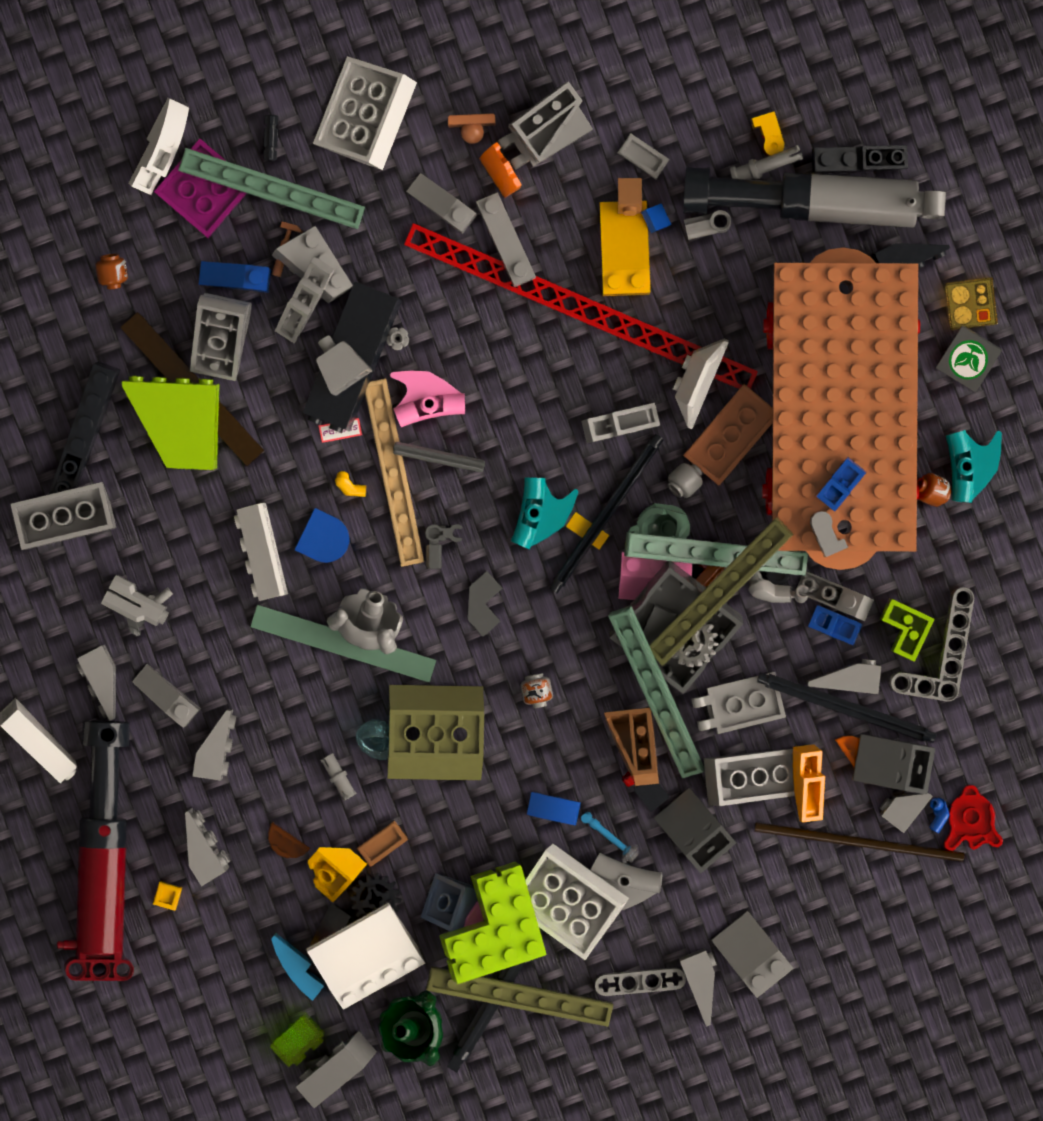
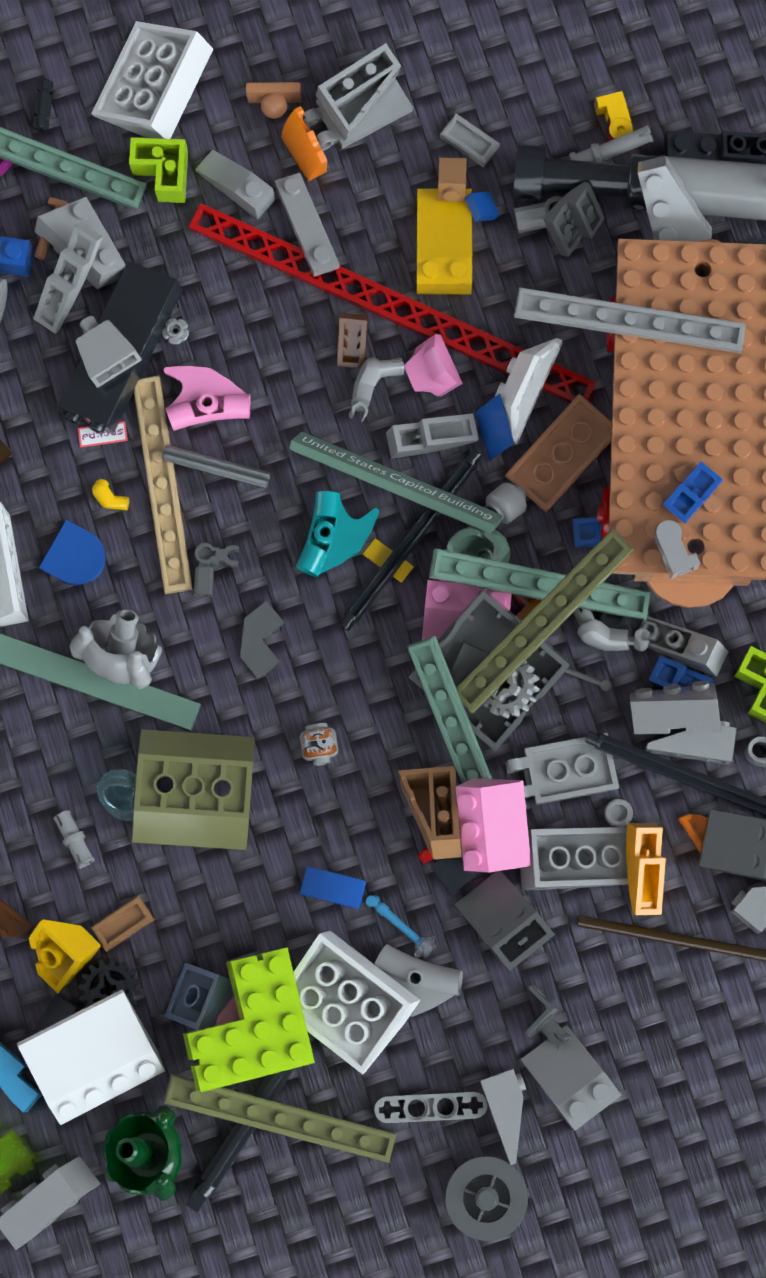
camera: 10 degrees right, 10 degrees down
(383, 188) = (165, 160): none -> lime brick
(550, 344) = (352, 340): none -> tile
(564, 375) = (368, 377): none -> light grey arm
(591, 467) = (396, 482): none -> sand green tile
(618, 364) = (432, 368): none -> bright pink slope
(673, 416) = (494, 427): none -> blue sticker
(683, 757) = (493, 825): none -> bright pink slope
(687, 1052) = (486, 1198): none -> dark grey wheel
(731, 912) = (546, 1023): none -> dark grey bracket
(734, 228) = (573, 218): none -> dark grey slope
(753, 501) = (586, 532): none -> blue tile
(771, 630) = (604, 685): none -> dark grey hinge
(785, 336) = (630, 320): none -> light grey tile
(785, 737) = (618, 813): none -> light grey tile
(817, 225) = (669, 205): none -> light grey wedge
(831, 652) = (675, 708): none -> light grey wedge

